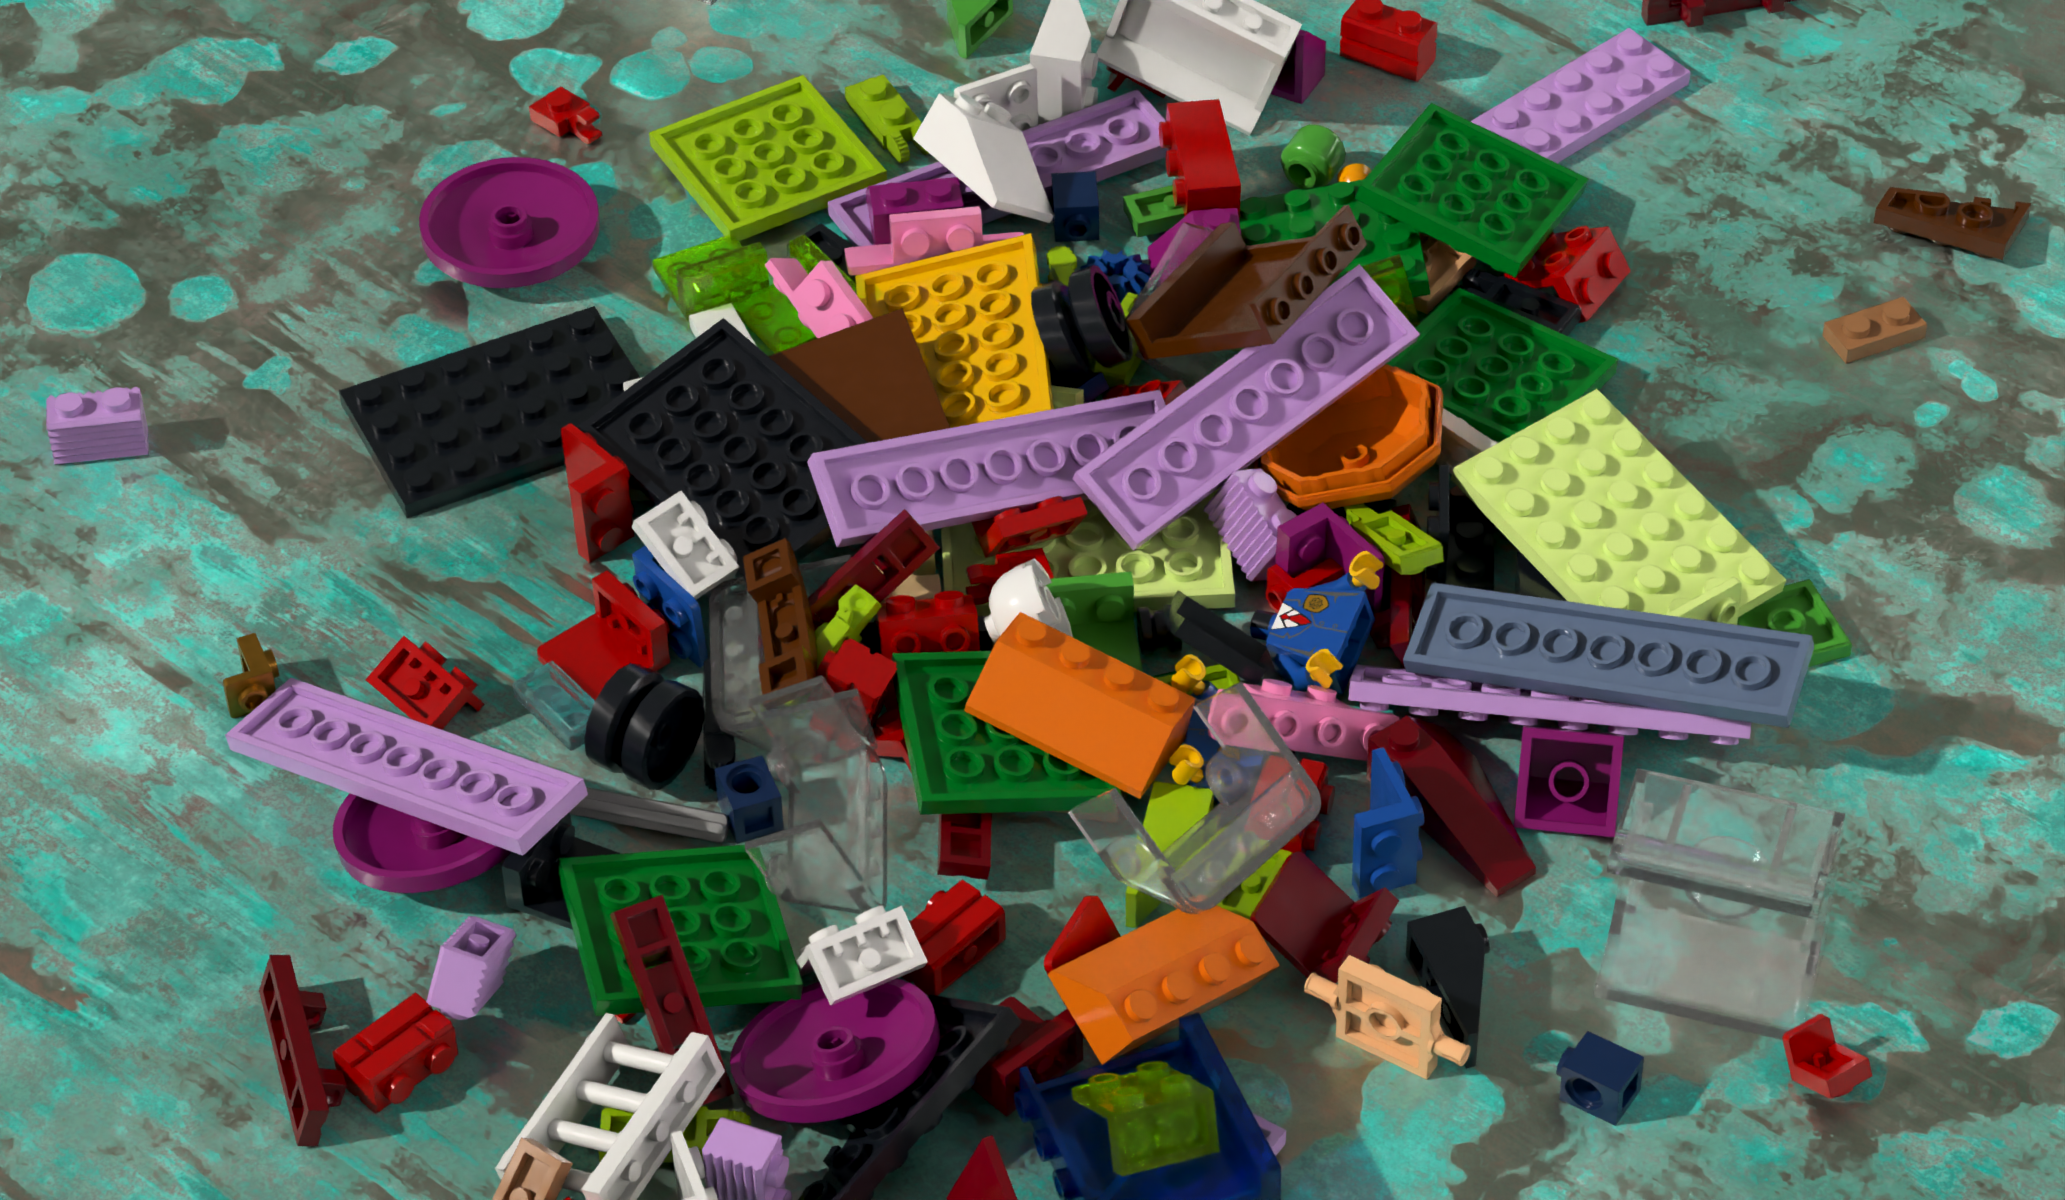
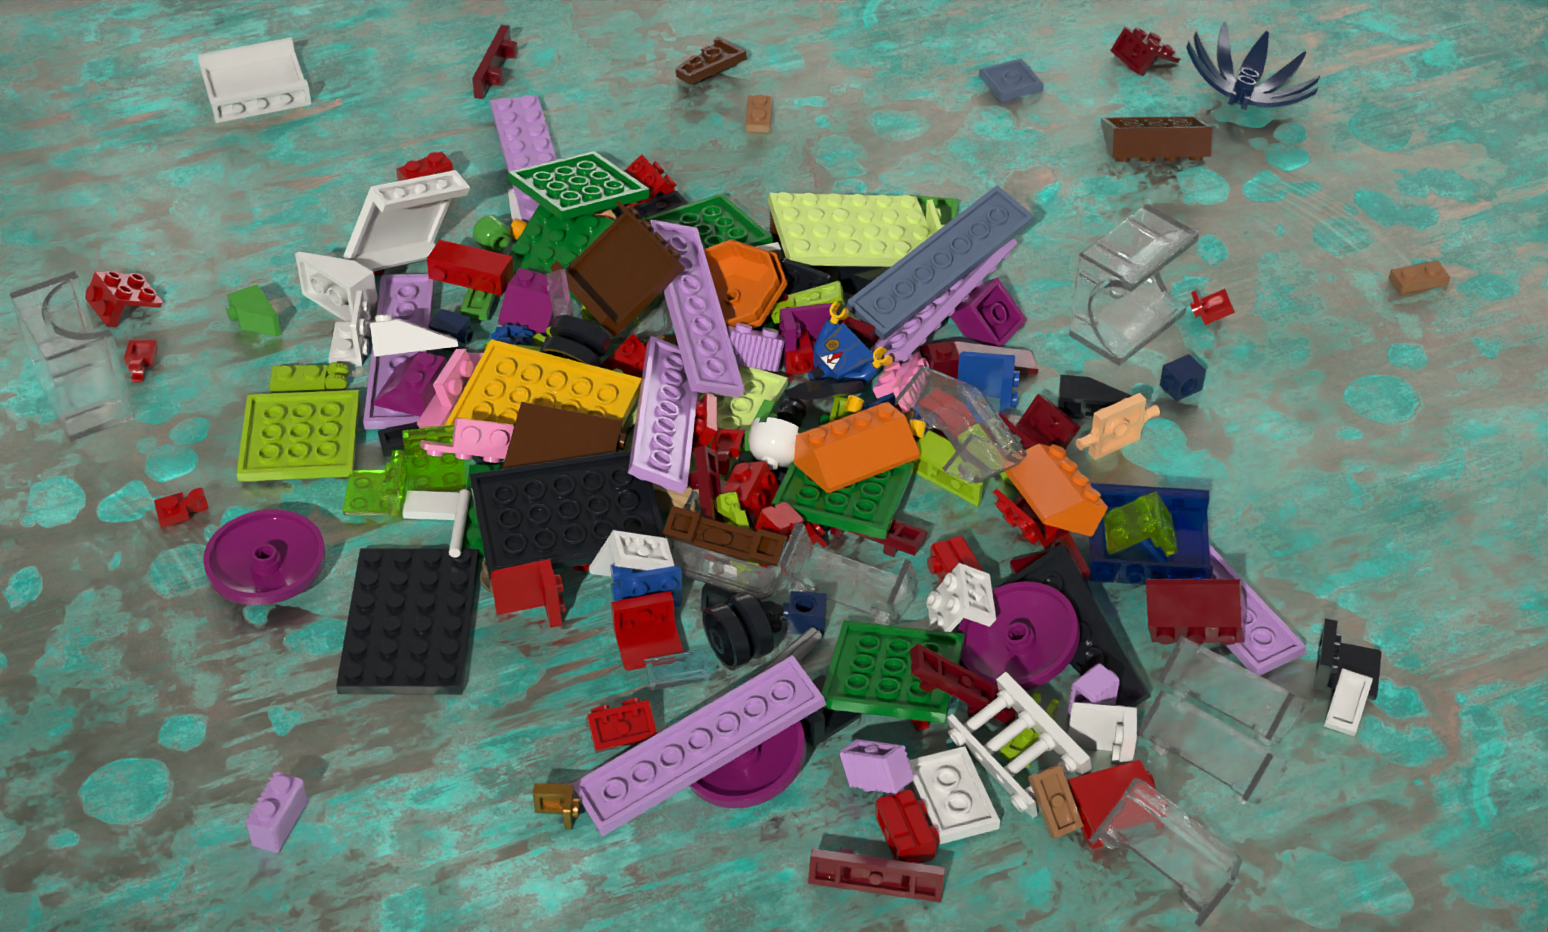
camera: 65 degrees left, 0 degrees up
(486, 1085) = (953, 795): none -> white plate

